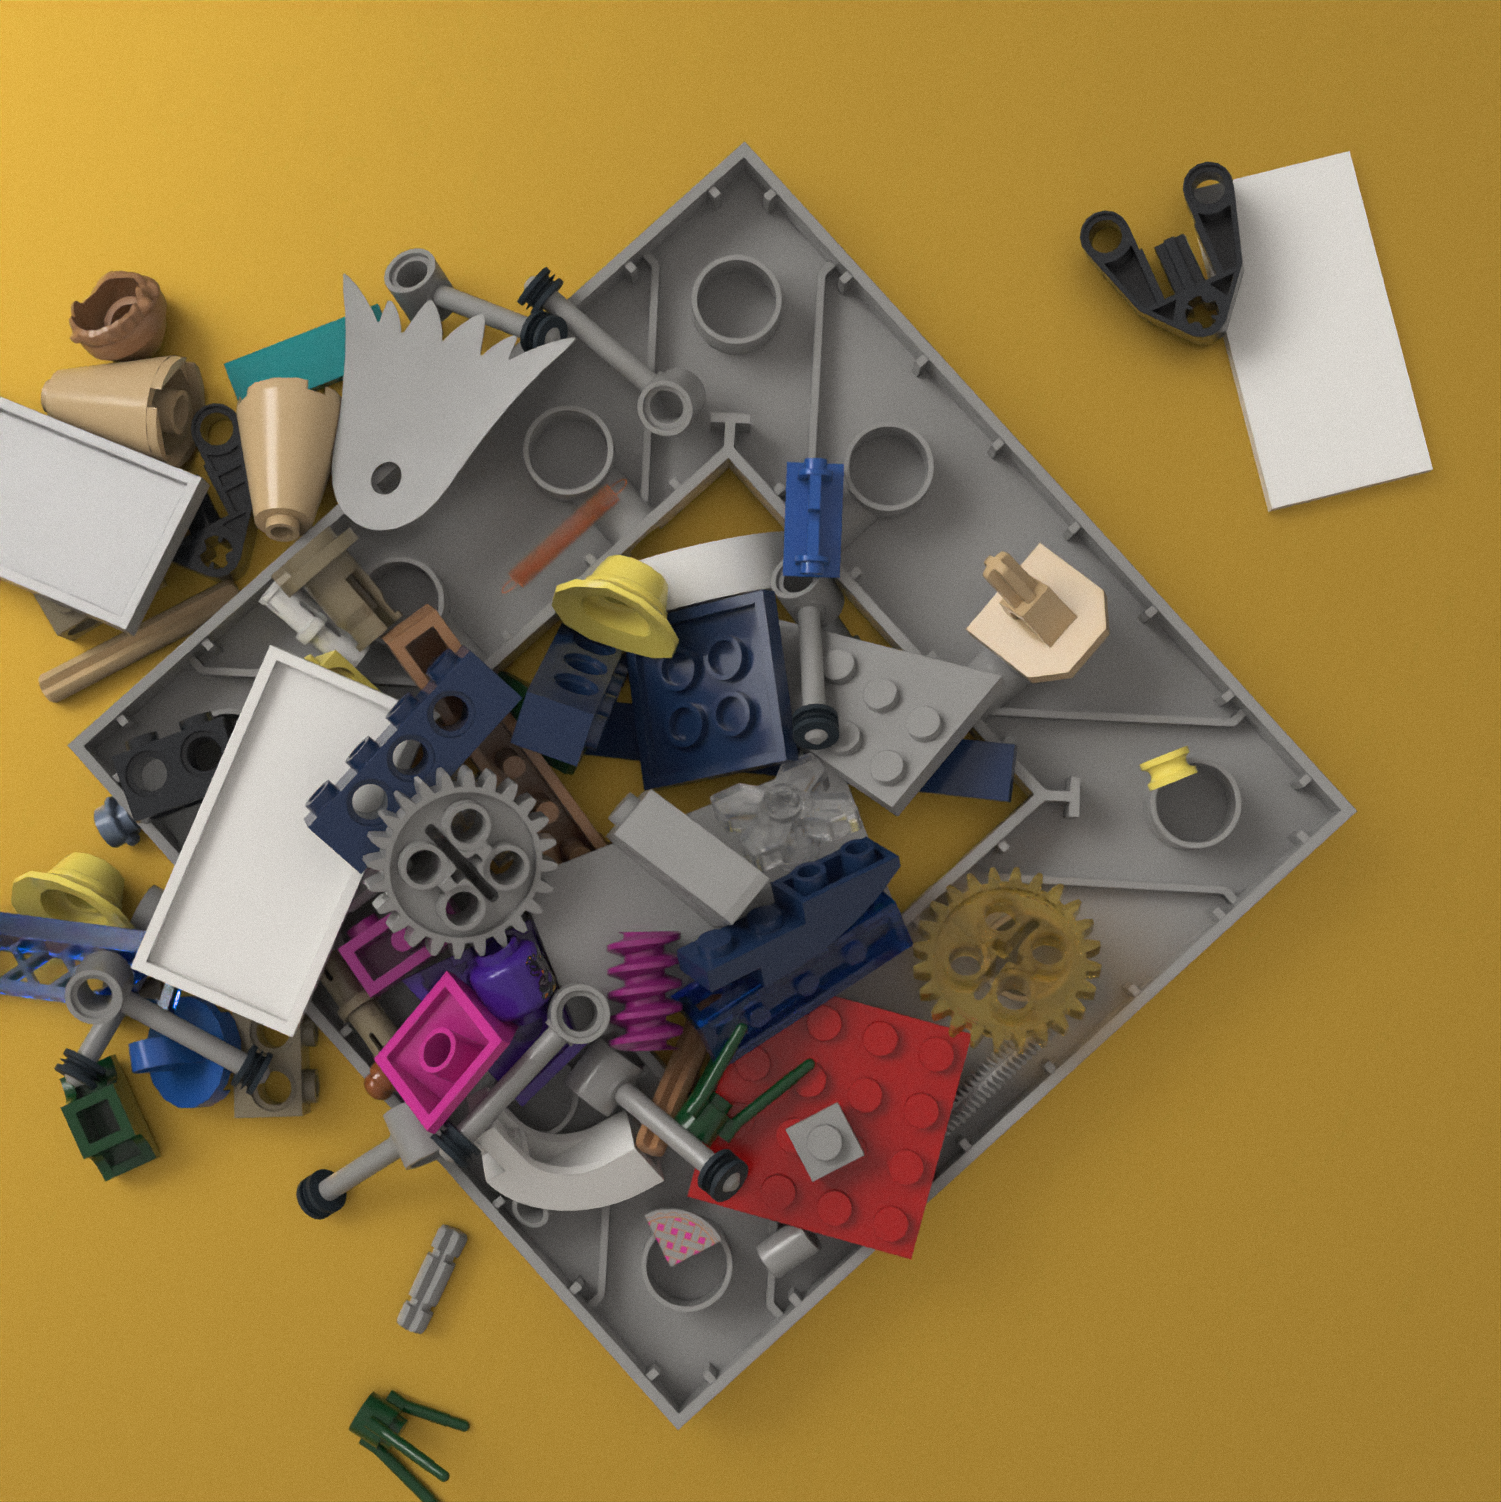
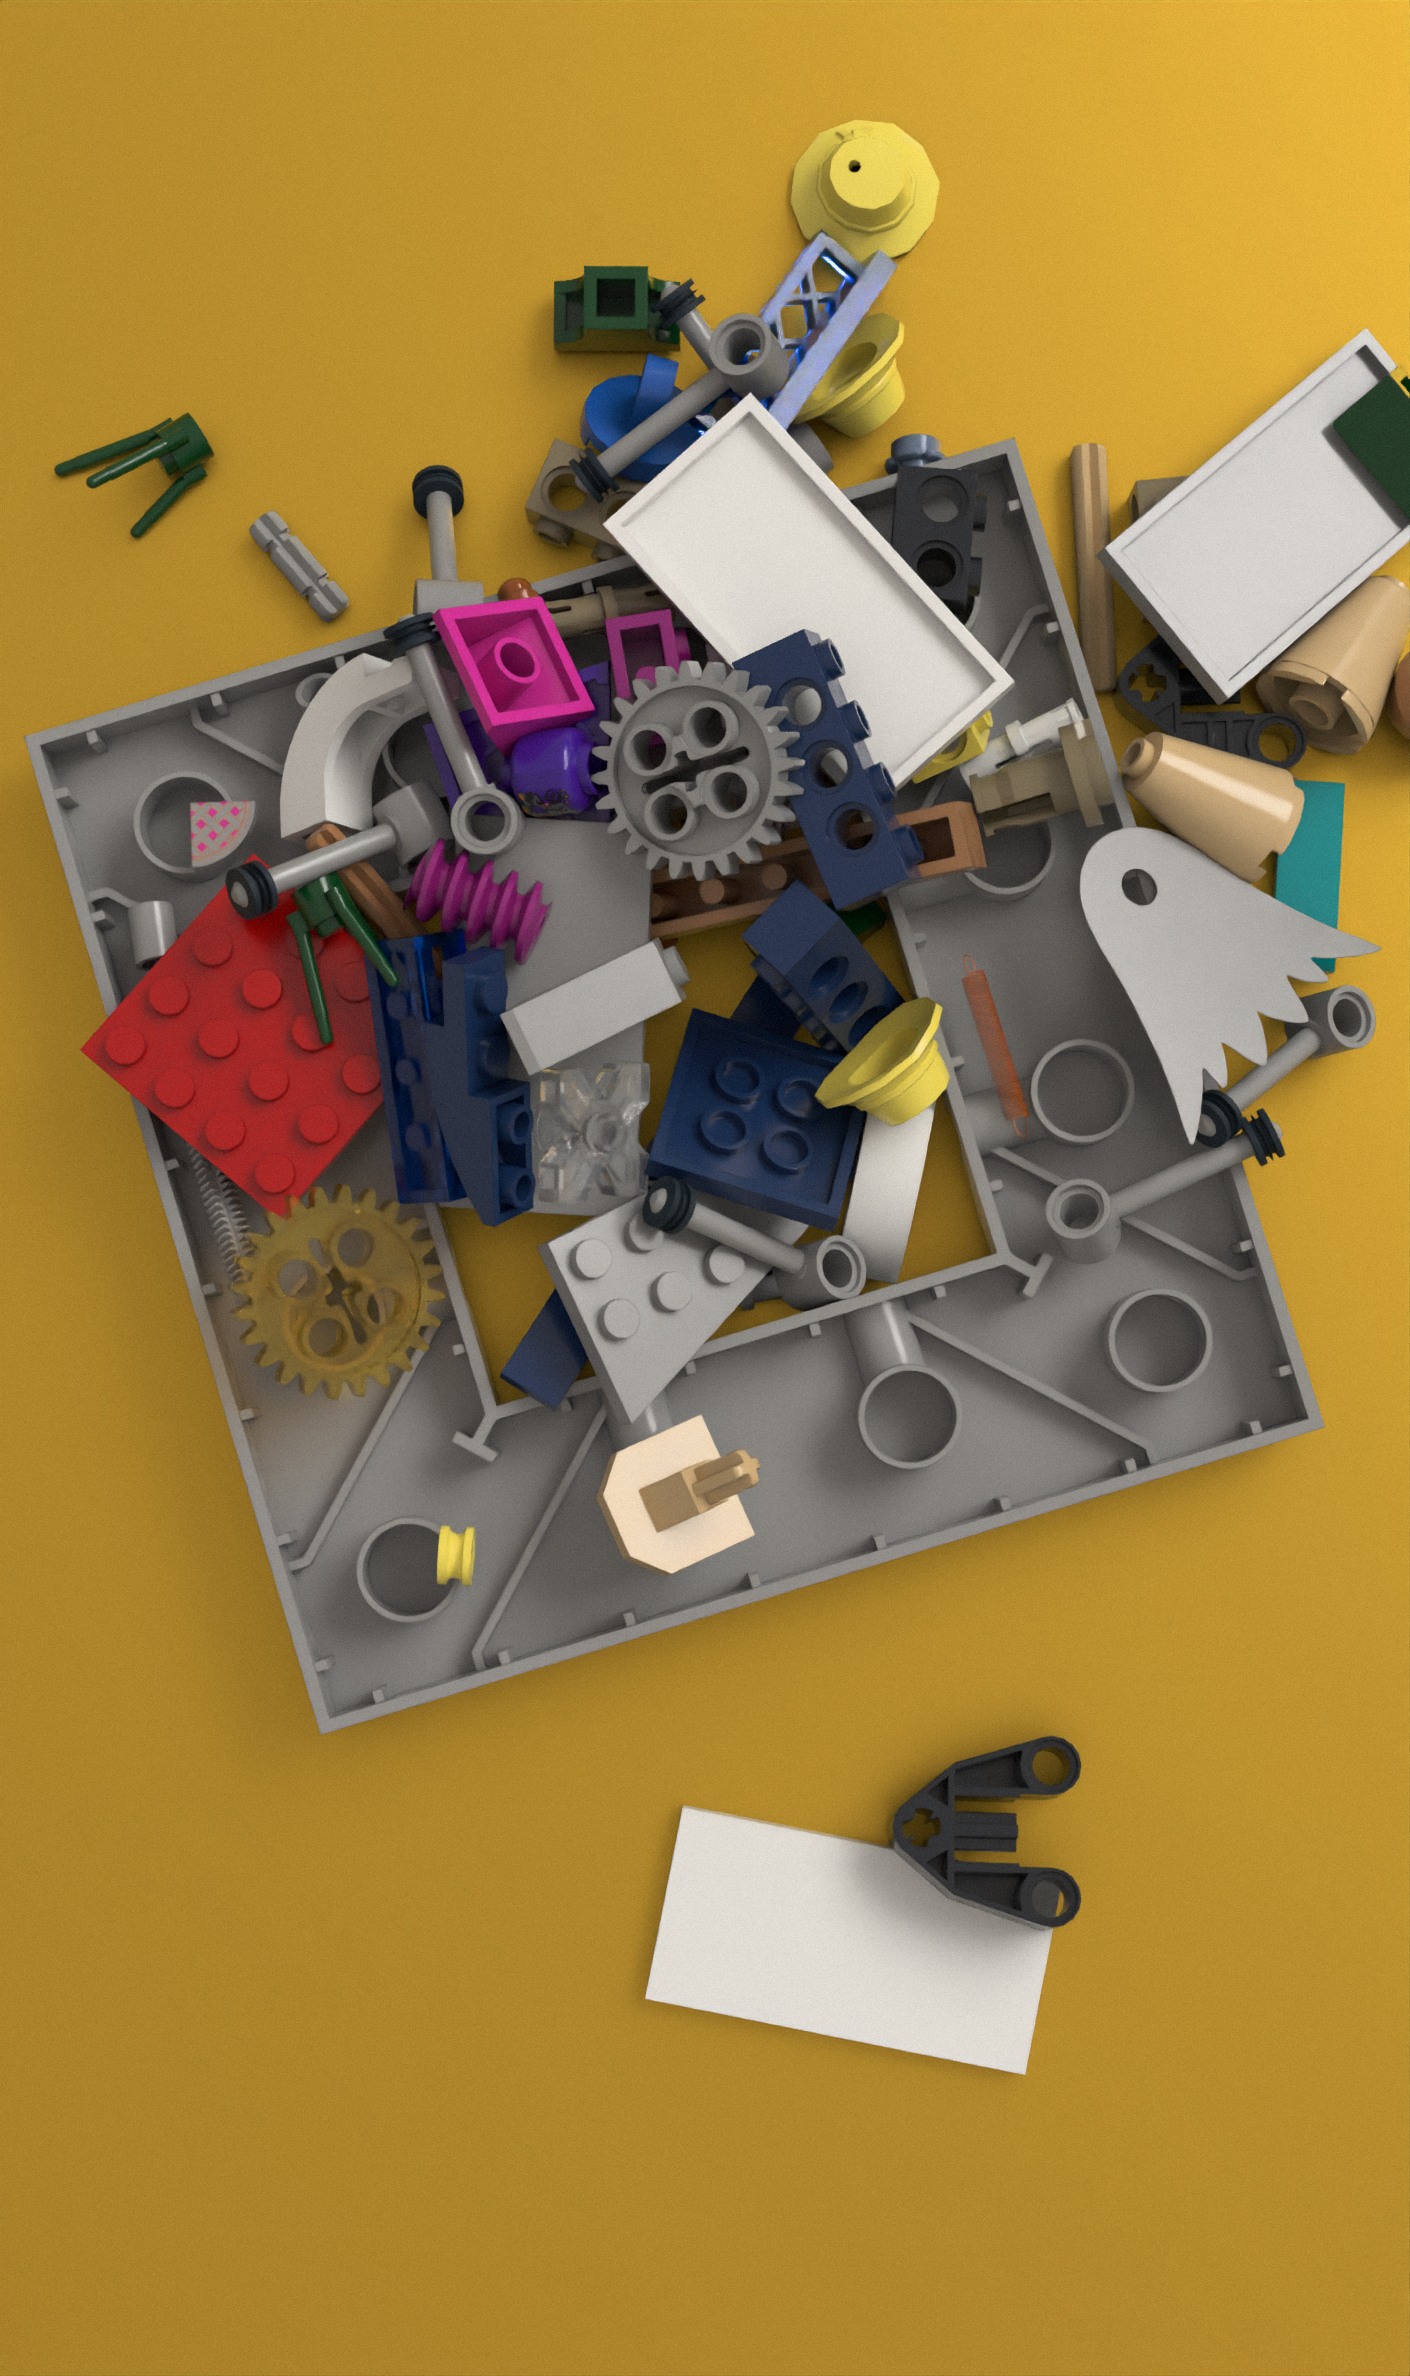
camera: 115 degrees right, 0 degrees up
(813, 519) = (889, 1309): blue hinge -> none
(825, 1141) = (239, 1016): light grey plate -> none

